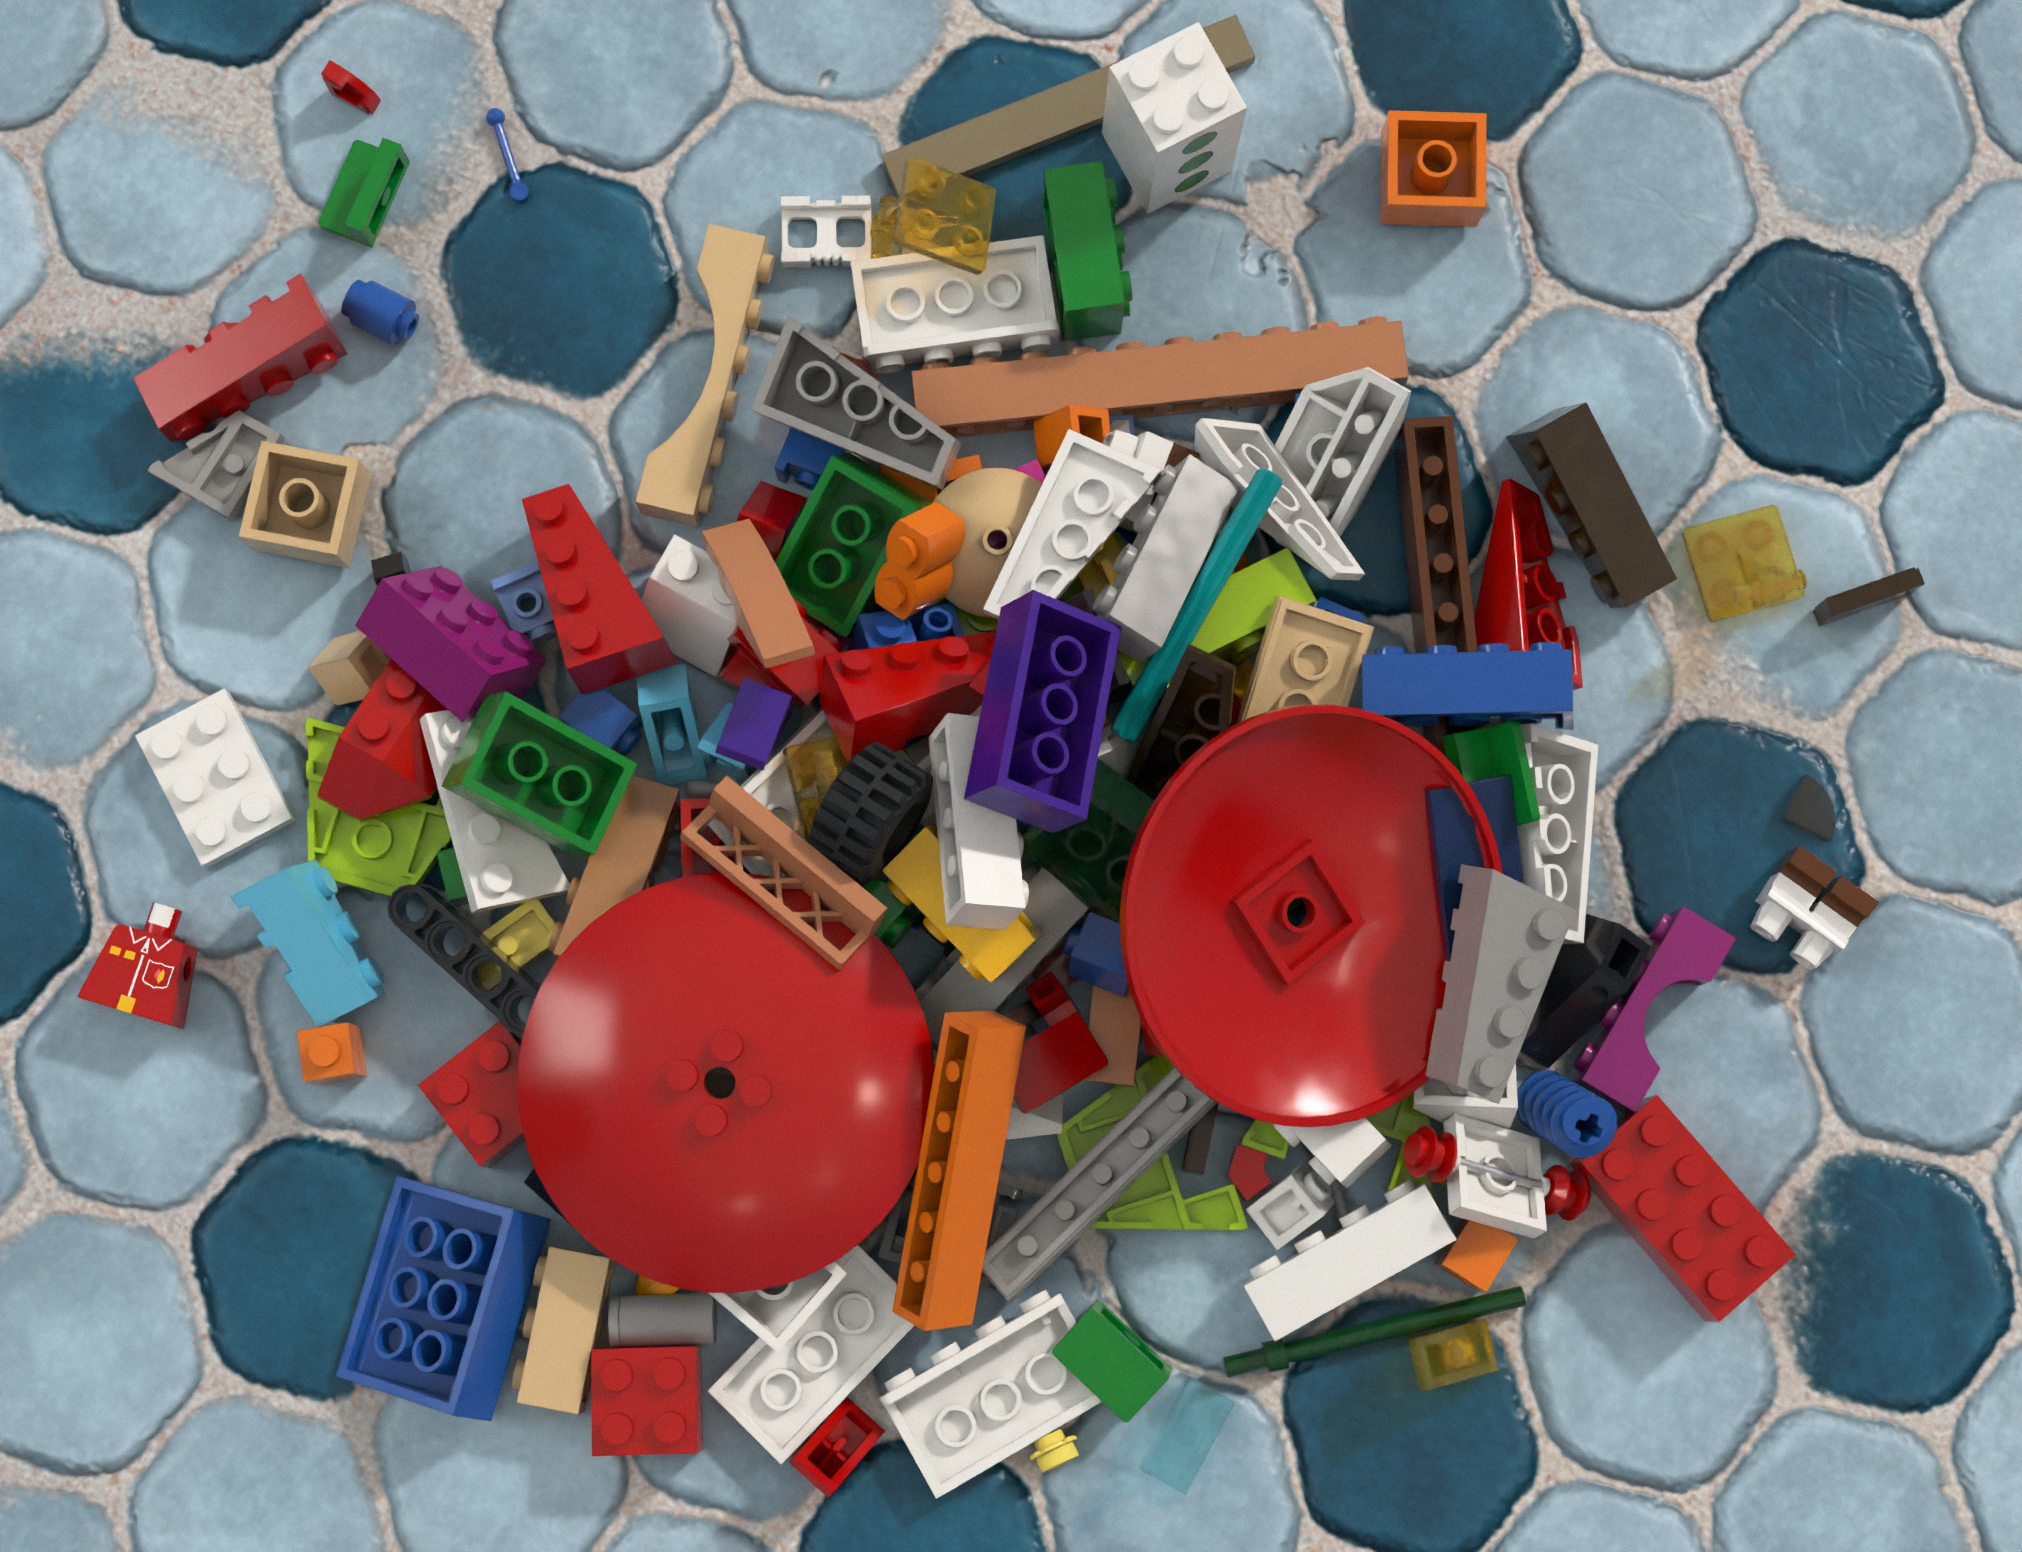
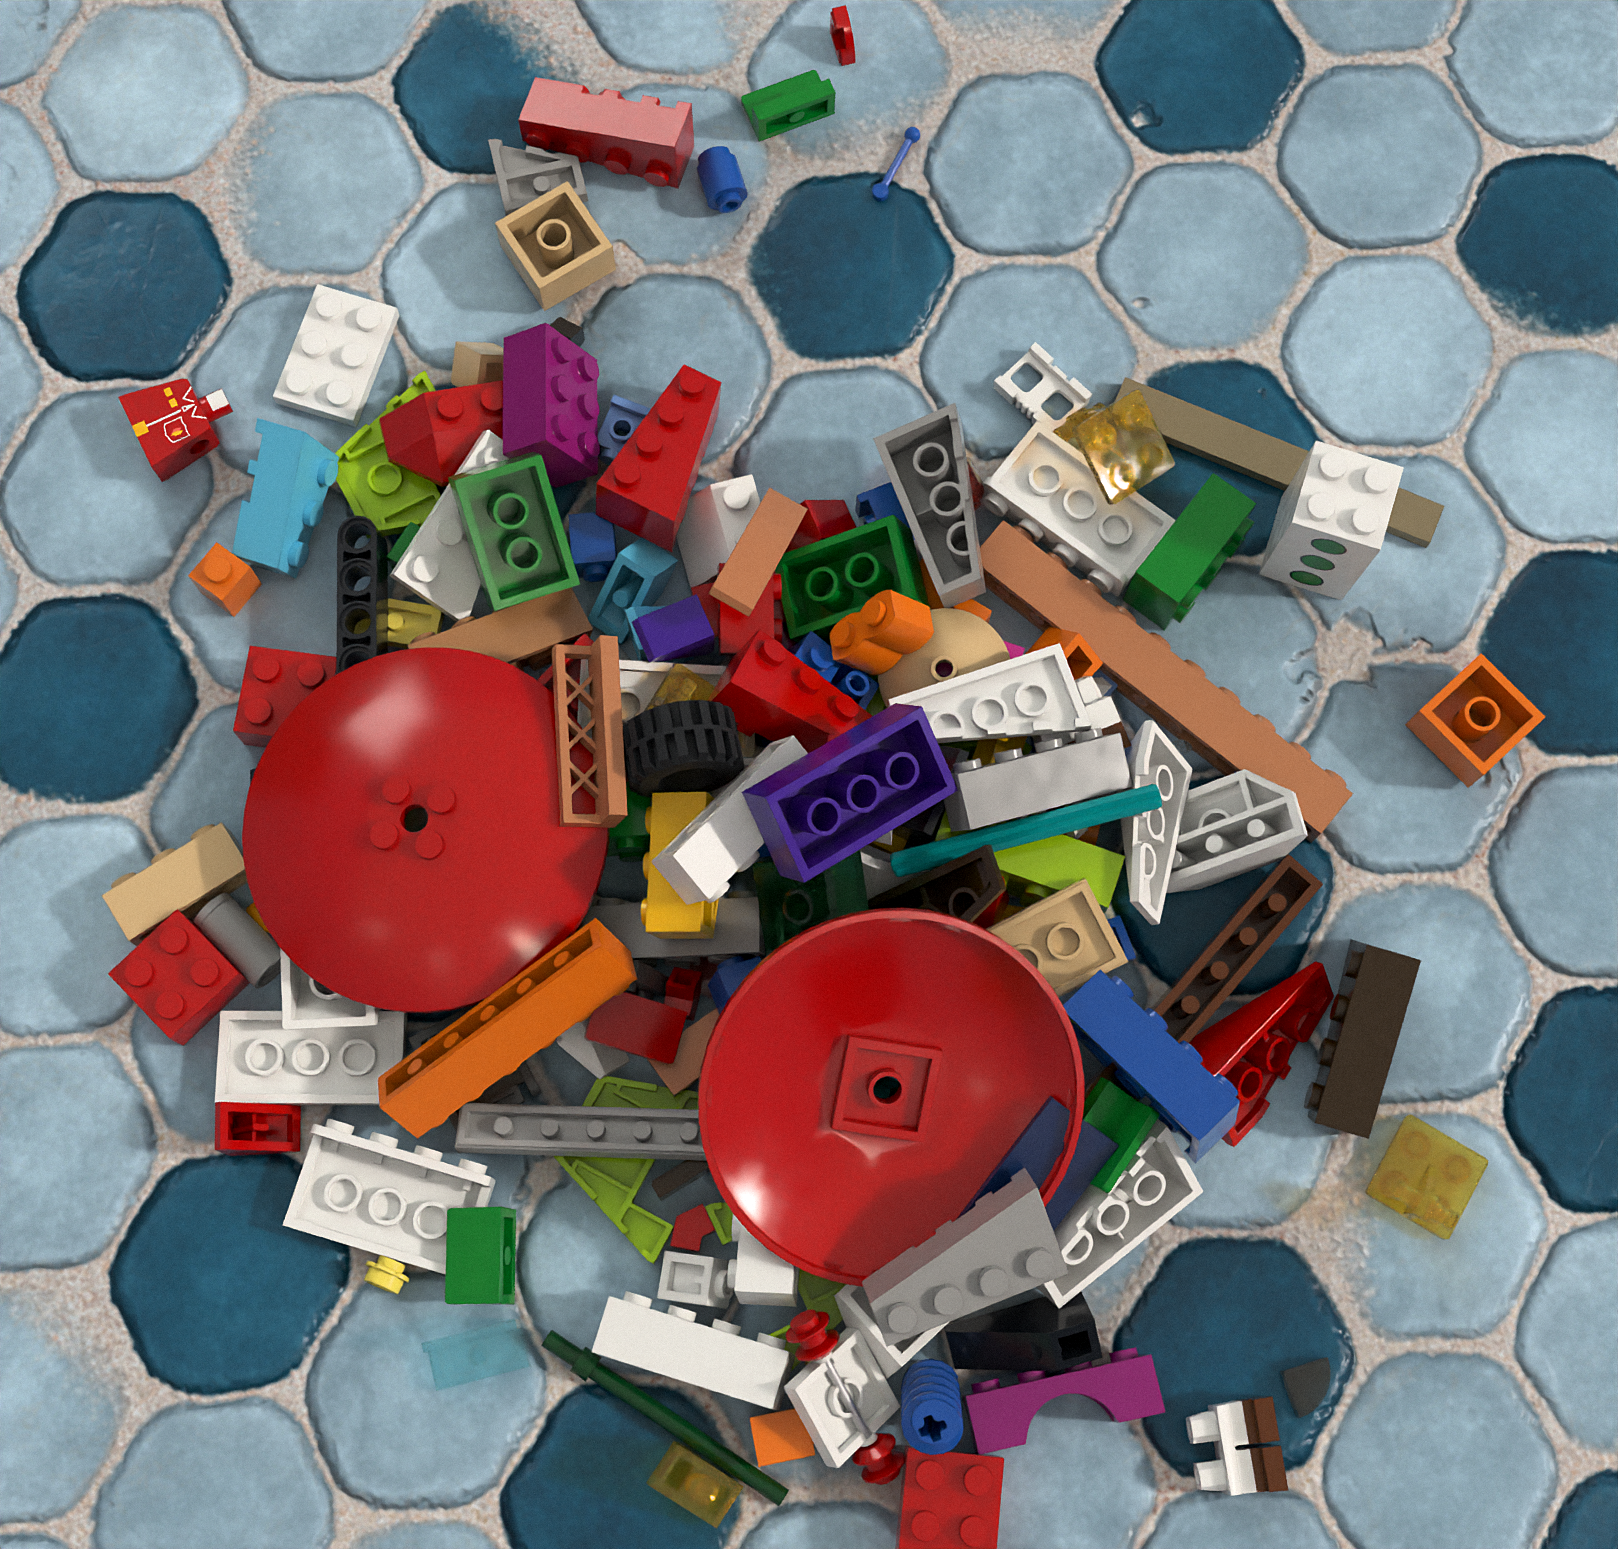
camera: 45 degrees right, 5 degrees down
(443, 1299) = (131, 793): blue slope -> none
(681, 468) = (802, 443): tan arch -> none
(1868, 596) = (1491, 1284): dark brown tile -> none

